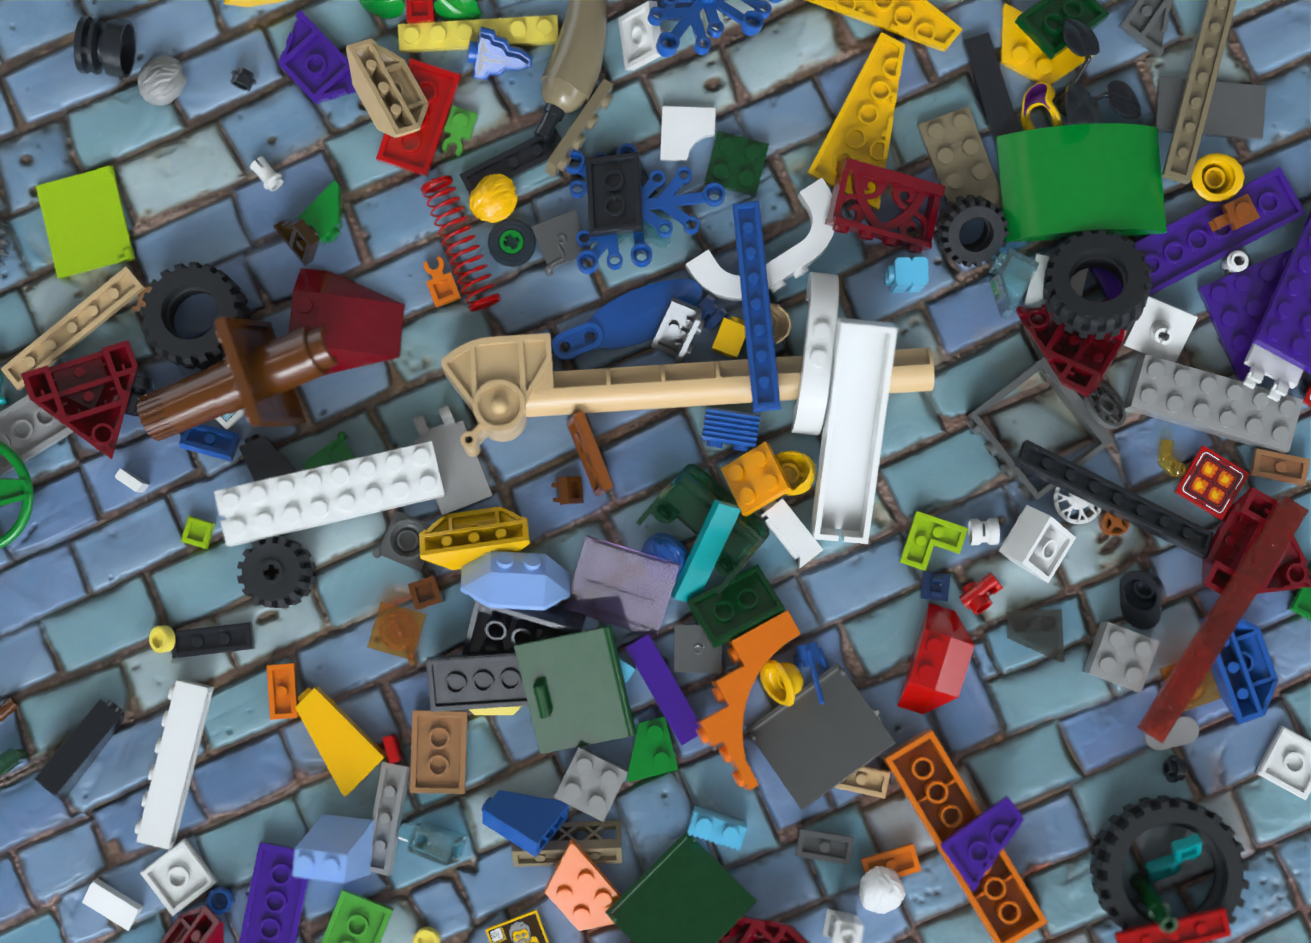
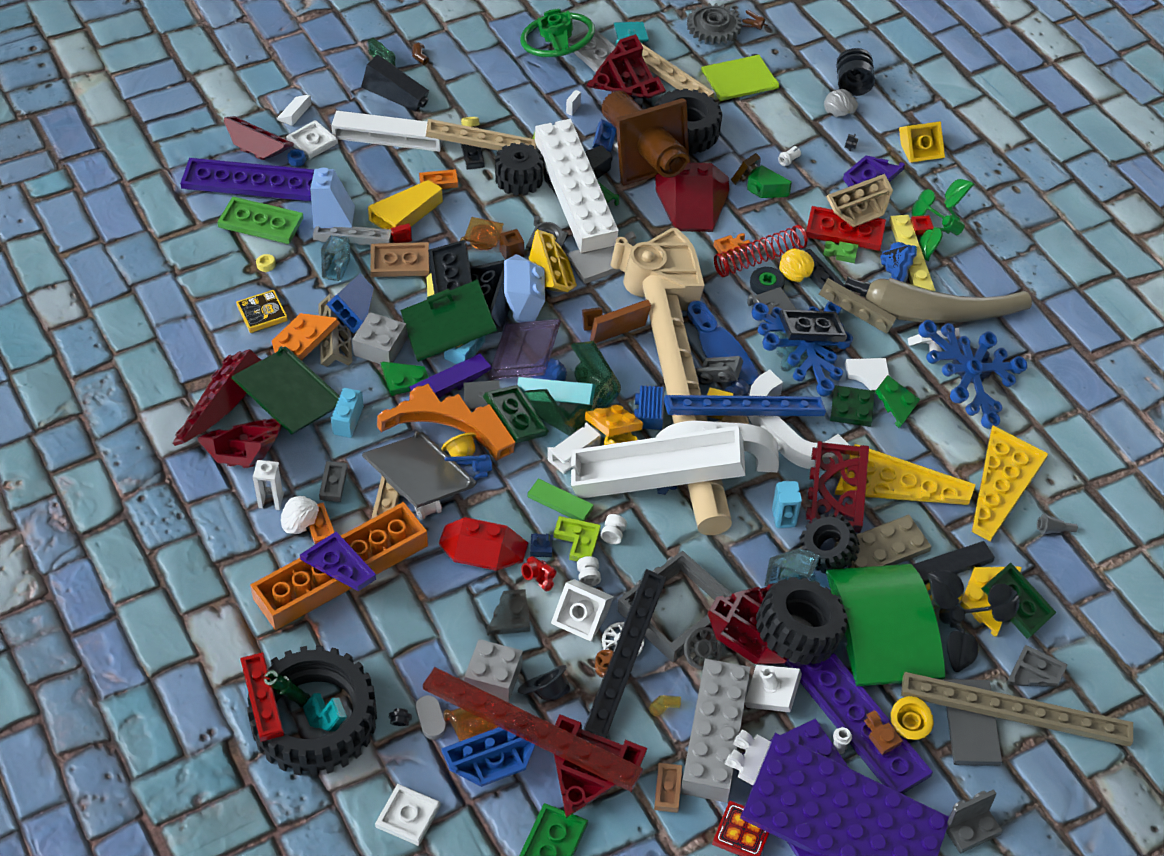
camera: 80 degrees right, 35 degrees down
(210, 626) = (472, 136): none -> tan plate
(736, 104) = (896, 399): none -> green wing
(868, 558) = (560, 500): none -> bright green tile
(922, 495) = (613, 529): none -> white wheel
(1211, 482) = (650, 731): tile -> none

